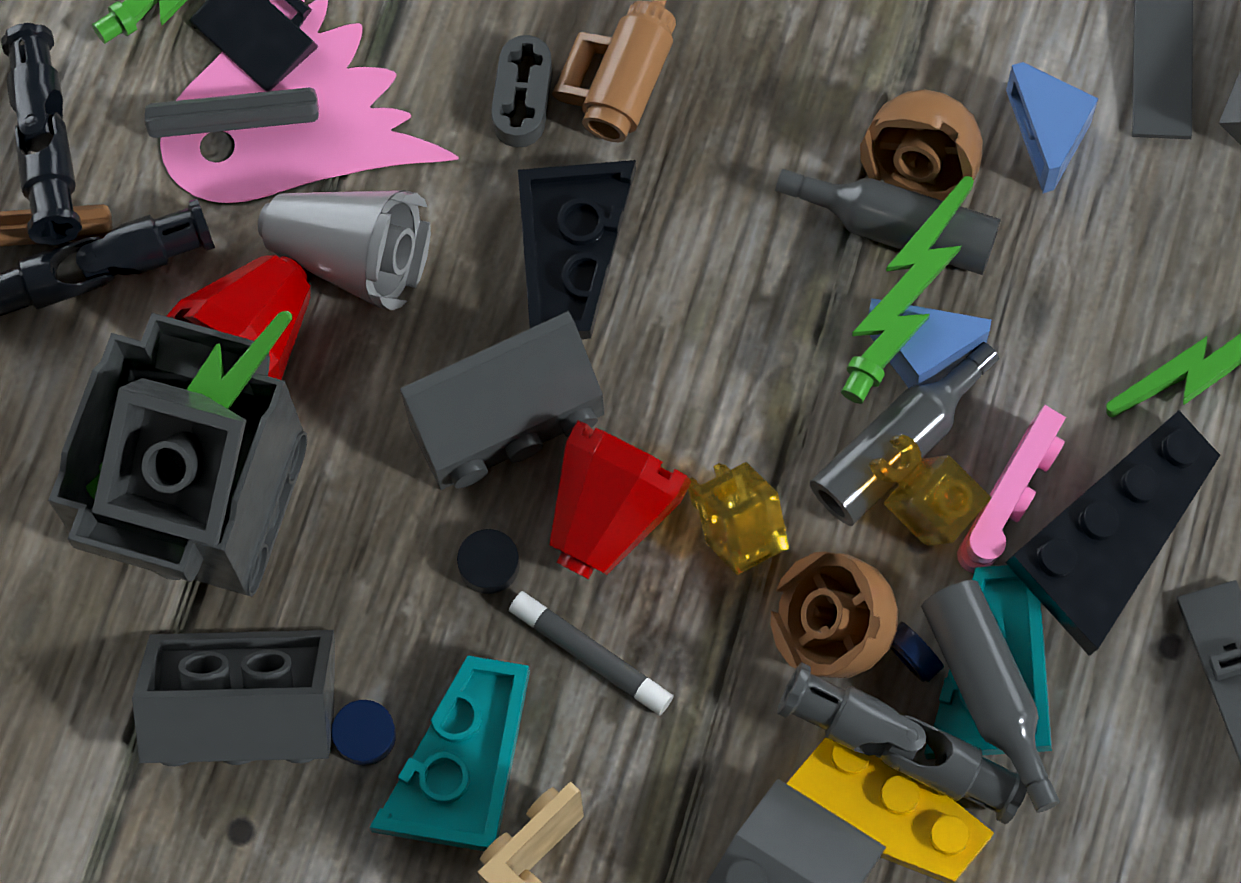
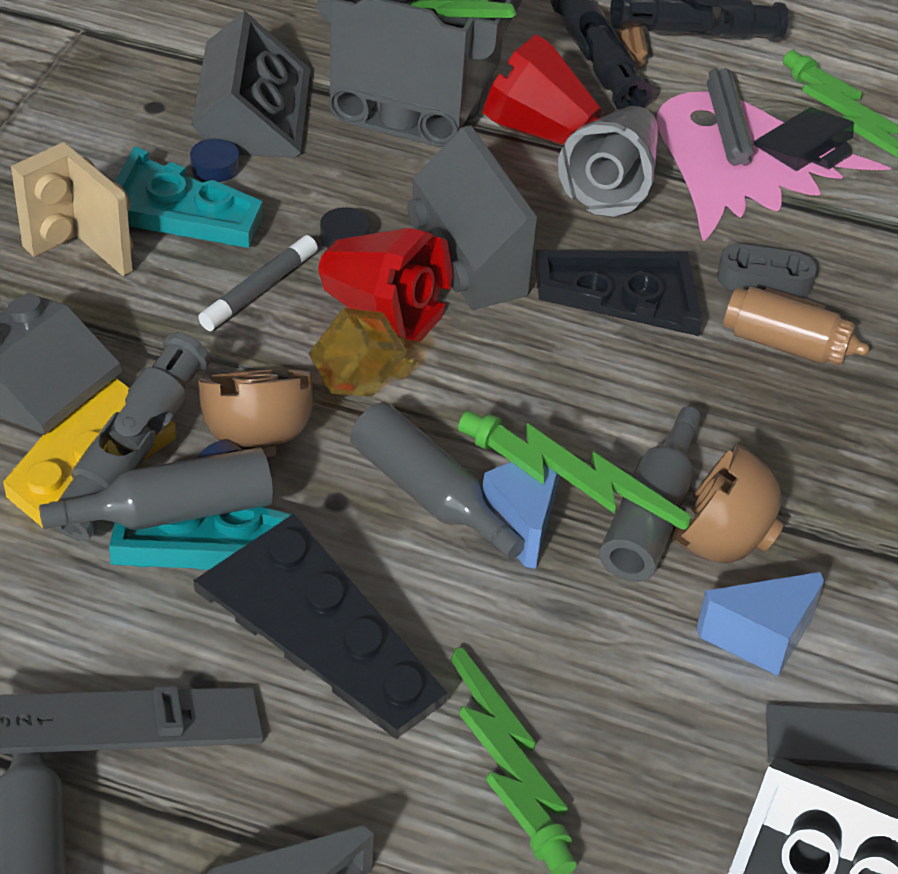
camera: 85 degrees right, 25 degrees down
(933, 494) = (366, 480): clear yellow brick -> none
(1010, 493) = (375, 549): bright pink plate -> none

